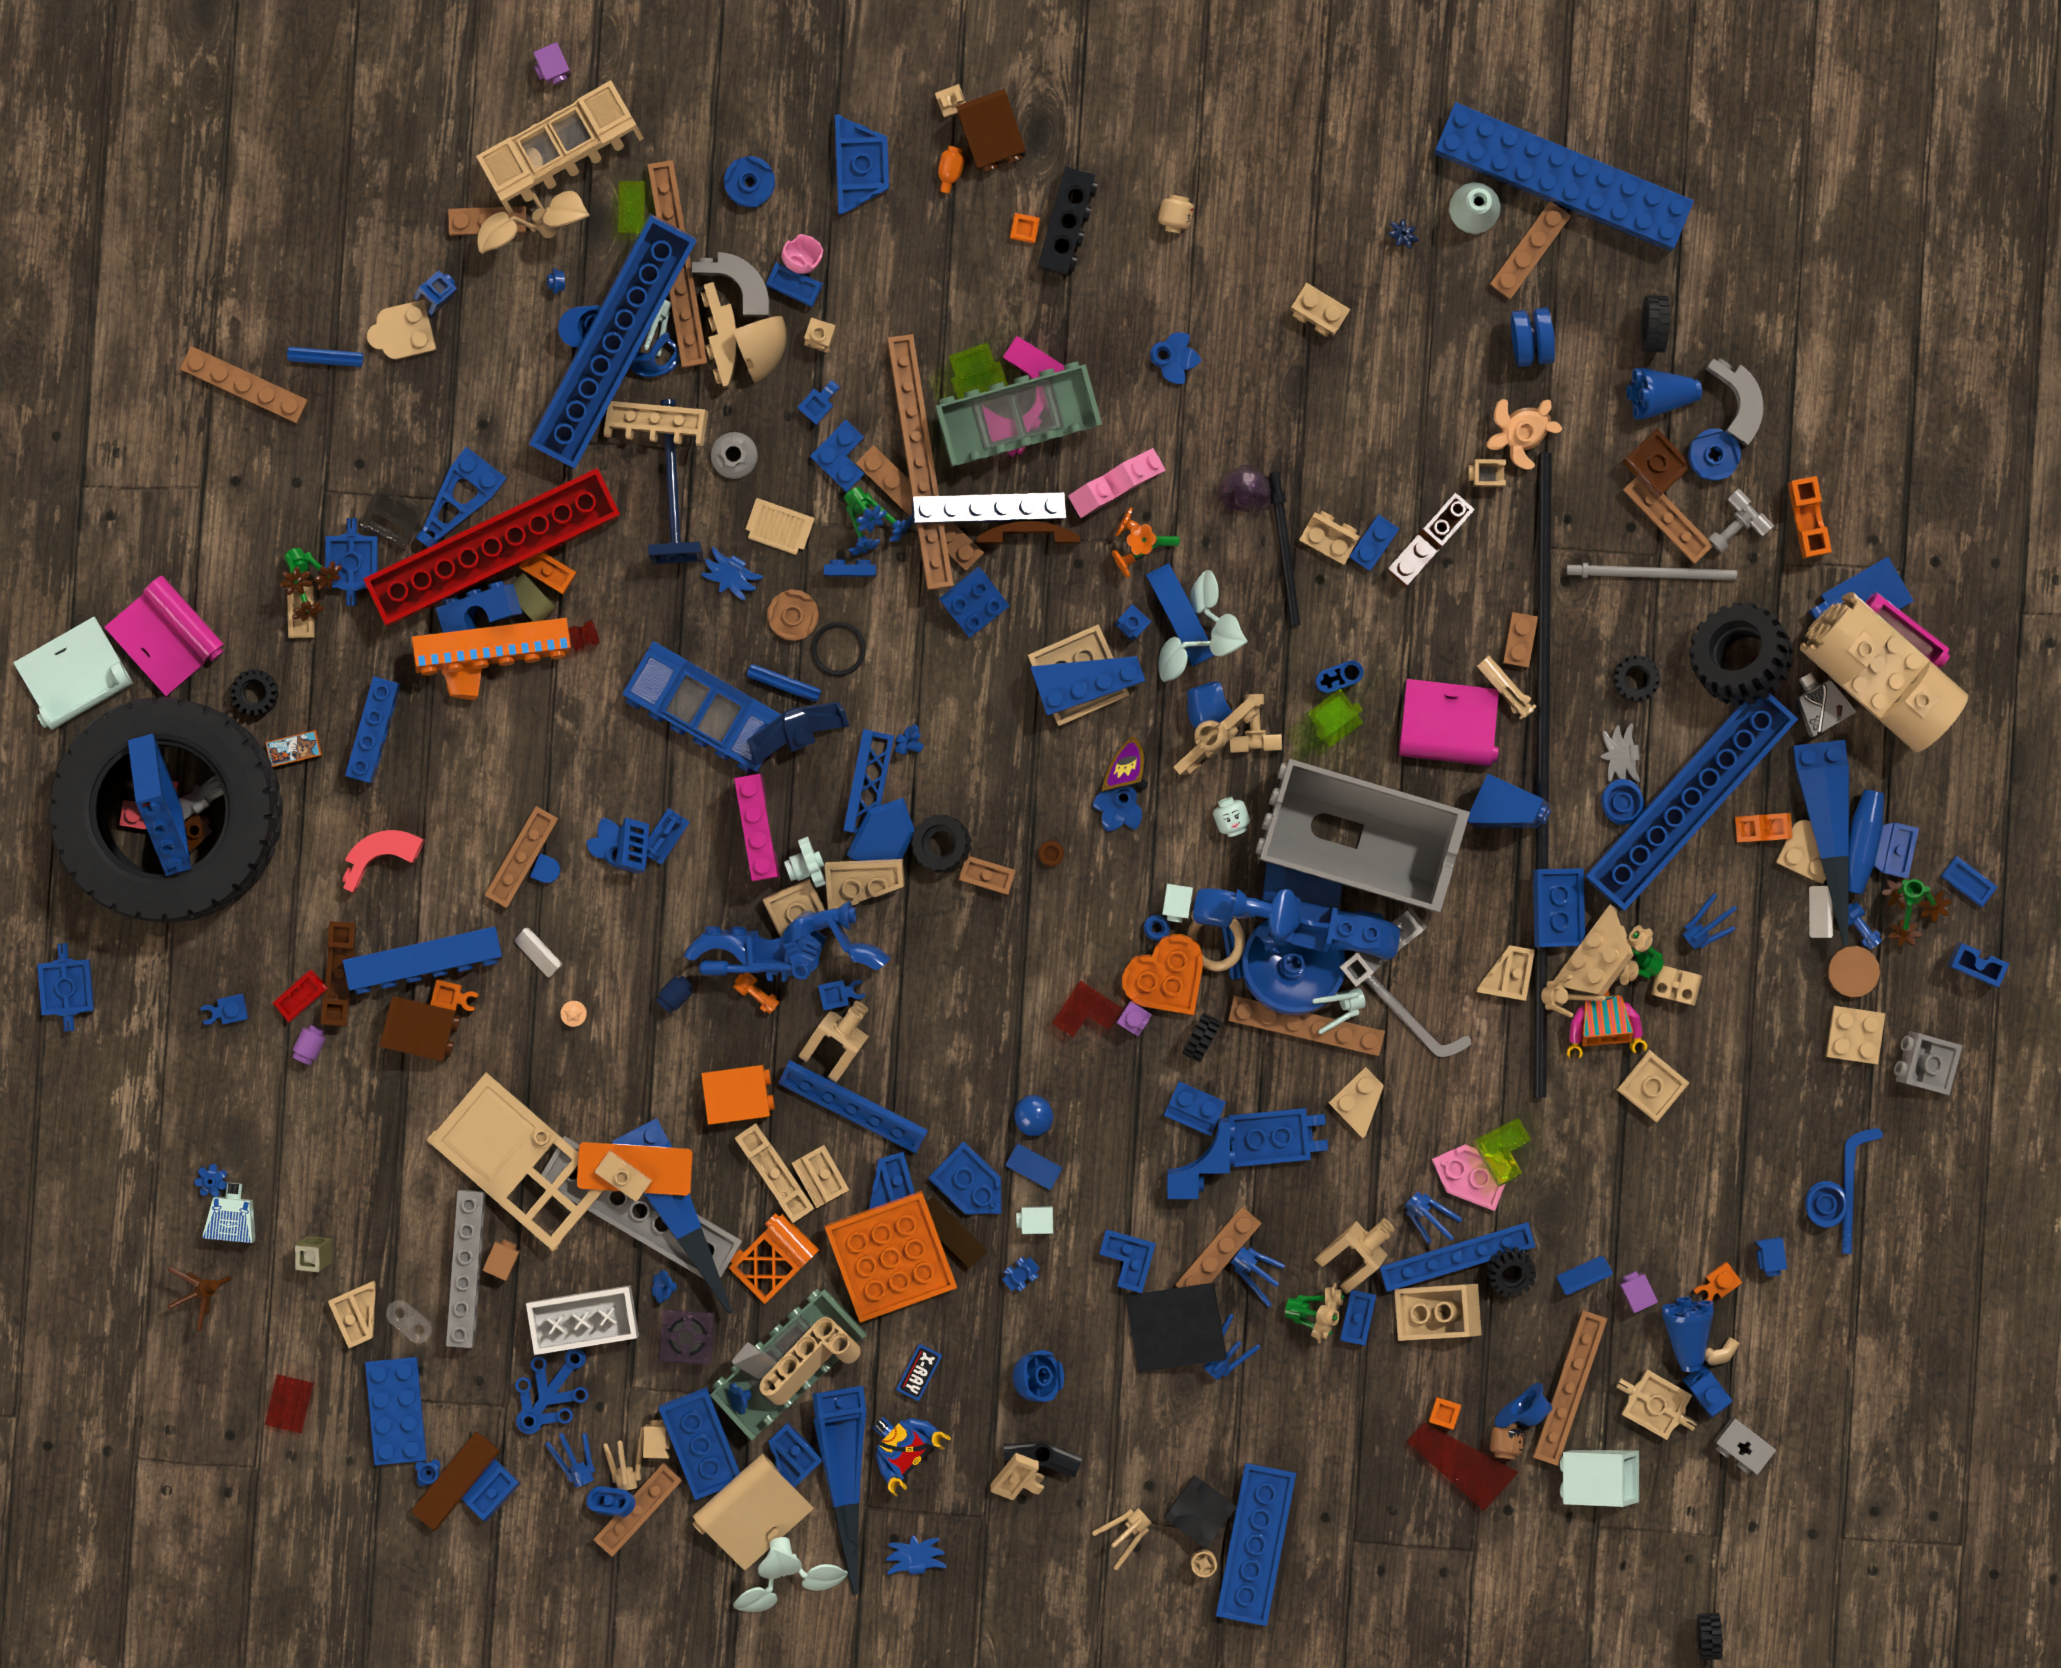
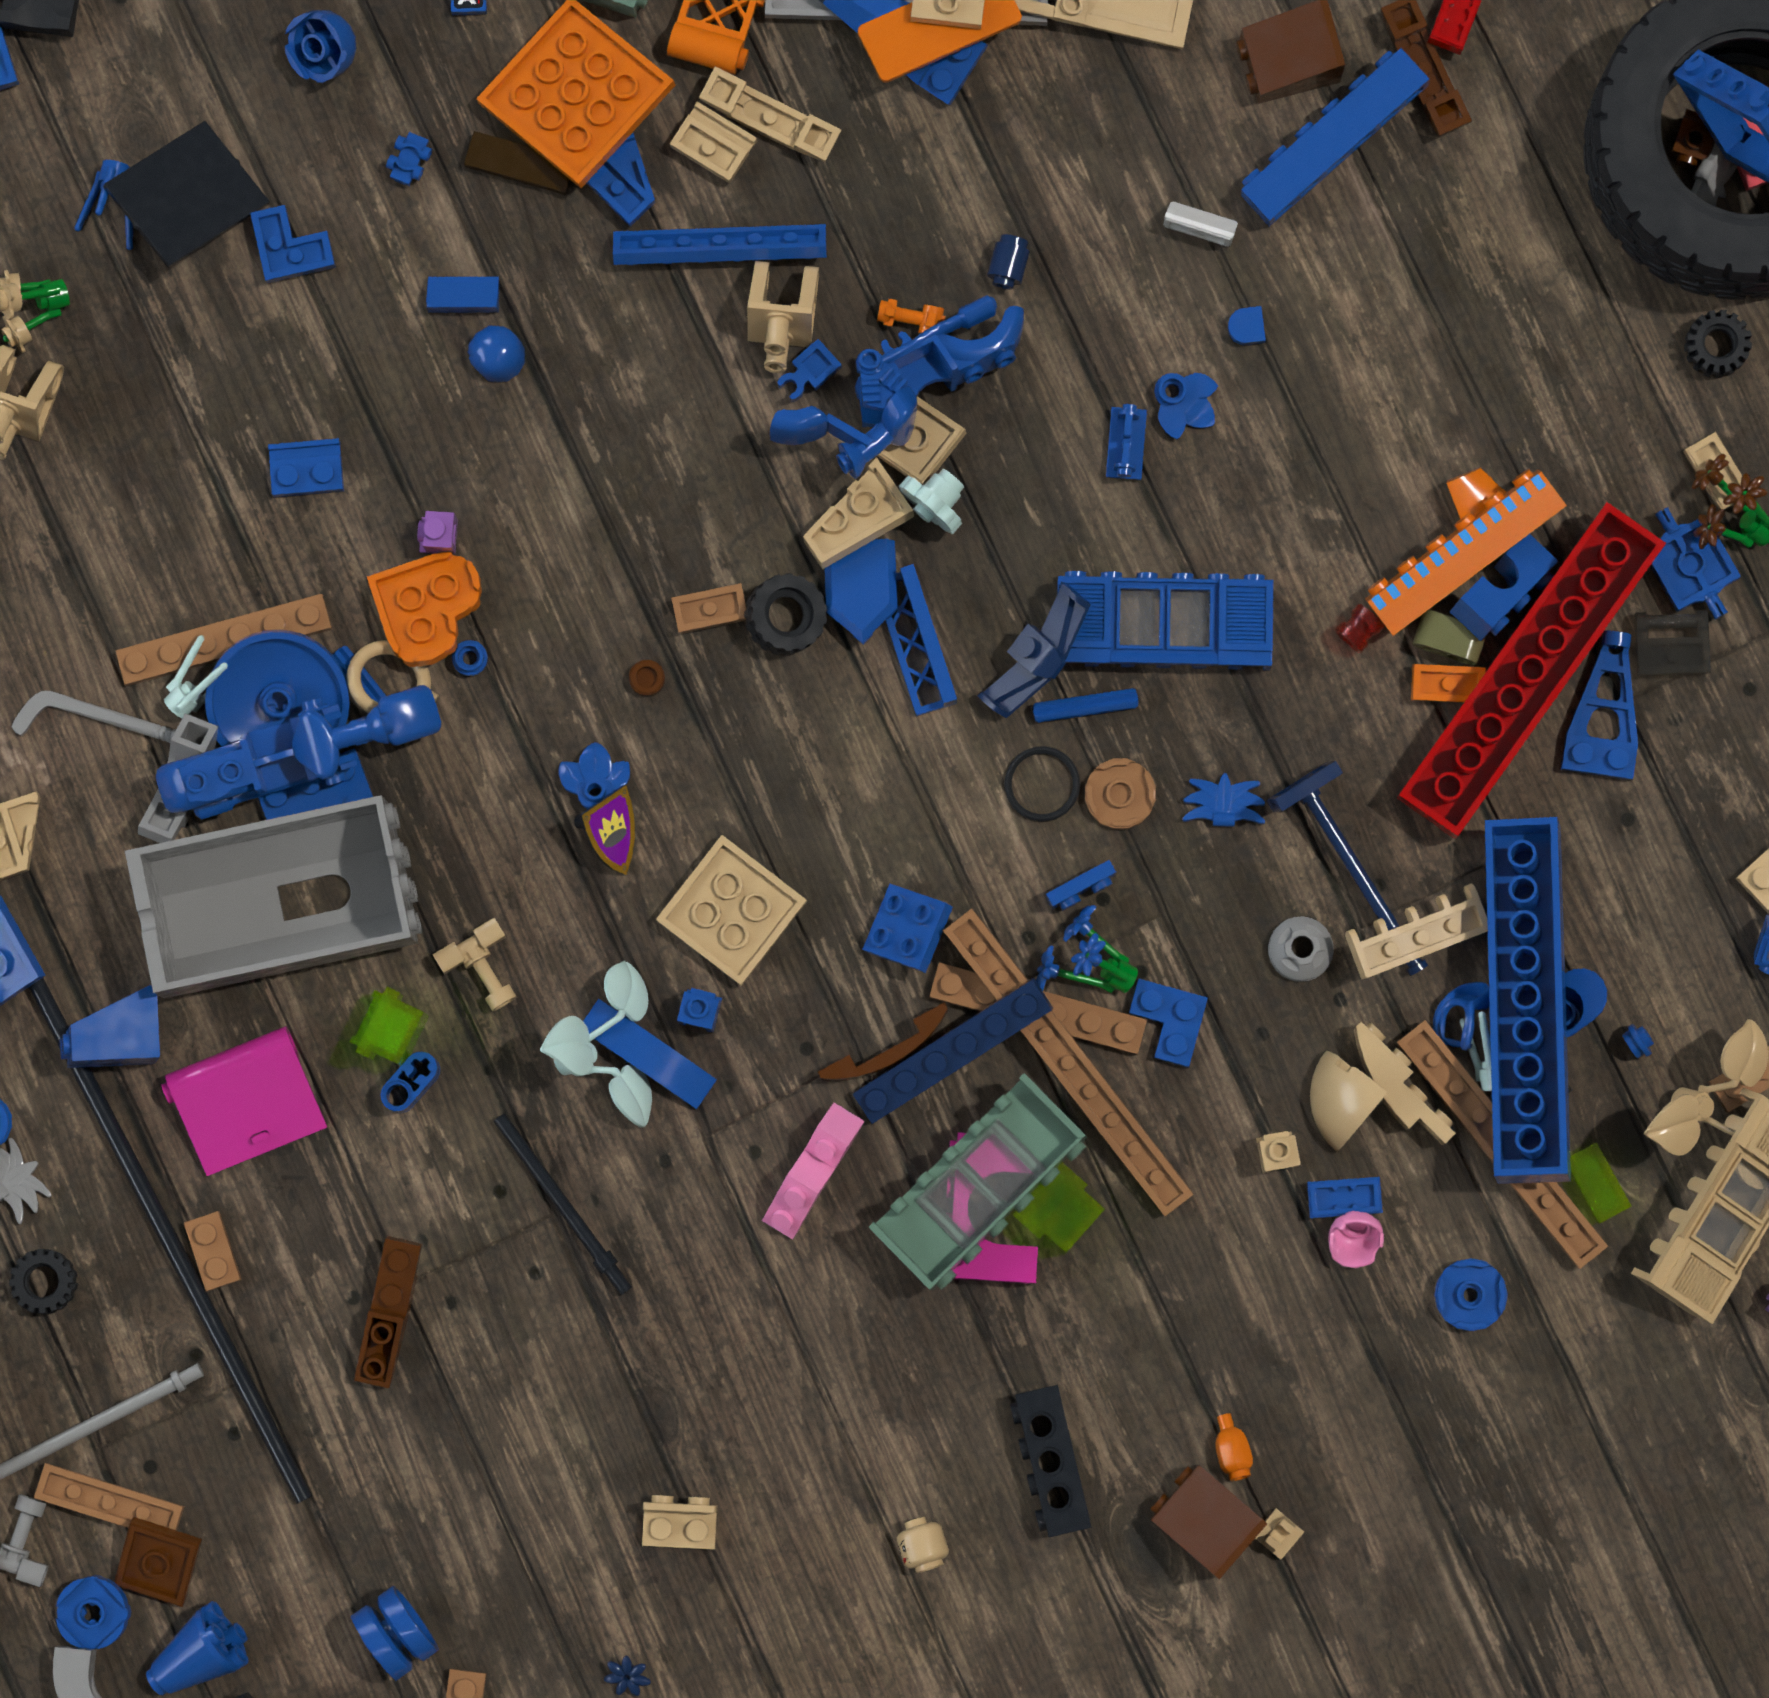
camera: 155 degrees right, 5 degrees down
(293, 748) = (1632, 304): tile -> none
(373, 729) = (1549, 376): blue brick -> none
(378, 844) = (1450, 255): coral arch -> none
(449, 996) = (1278, 113): orange plate -> none
(521, 857) = (1284, 324): medium nougat plate -> none
(573, 1013) = (1117, 174): light nougat tile -> none
(623, 852) = (1165, 392): blue slope -> none
(737, 1094) = (867, 183): orange brick -> none
(755, 294) = (1393, 1166): light grey arch -> none
(756, 828) = (1045, 537): dark pink arch -> none
(779, 526) = (1197, 892): tan window -> none
(816, 404) = (1233, 1066): blue plate -> none
(860, 164) = (1347, 1392): blue wing -> none
(909, 740) = (894, 717): blue plant -> none
(969, 1182) = (531, 232): blue tile -> none
(1024, 228) = (1100, 1425): orange tile -> none
(1036, 1220) = (425, 230): light aqua brick -> none
(1077, 683) = (723, 897): blue wedge -> none
(1086, 1002) = (506, 520): clear red plate -> none
(1140, 540) = (743, 1113): orange plant -> none
(1177, 902) = (460, 701): light aqua brick -> none
(1179, 357) = (821, 1366): blue plate -> none
(1185, 1180) = (267, 376): blue arch -> none
(1201, 1037) = (341, 553): black tyre -> none
(1207, 703) = (551, 957): blue piece -> none
(1213, 736) = (522, 922): tan plate -> none
(1221, 1249) = (184, 315): medium nougat plate -> none
(1231, 817) = (450, 840): light aqua head -> none
(1245, 489) = (651, 1250): cylinder -> none
(1245, 1261) = (145, 317): blue plant -> none
(1275, 1136) = (190, 486): blue tile -> none
(1329, 537) = (515, 1247): tan bracket -> none
(1358, 1101) = (112, 584): tan wing -> none
(1374, 542) = (457, 1272): blue plate -> none
(1487, 473) = (361, 1434): tan window -> none
(1517, 700) = (197, 1182): tan piece -> none
(1522, 430) = (347, 1510): light nougat animal -> none

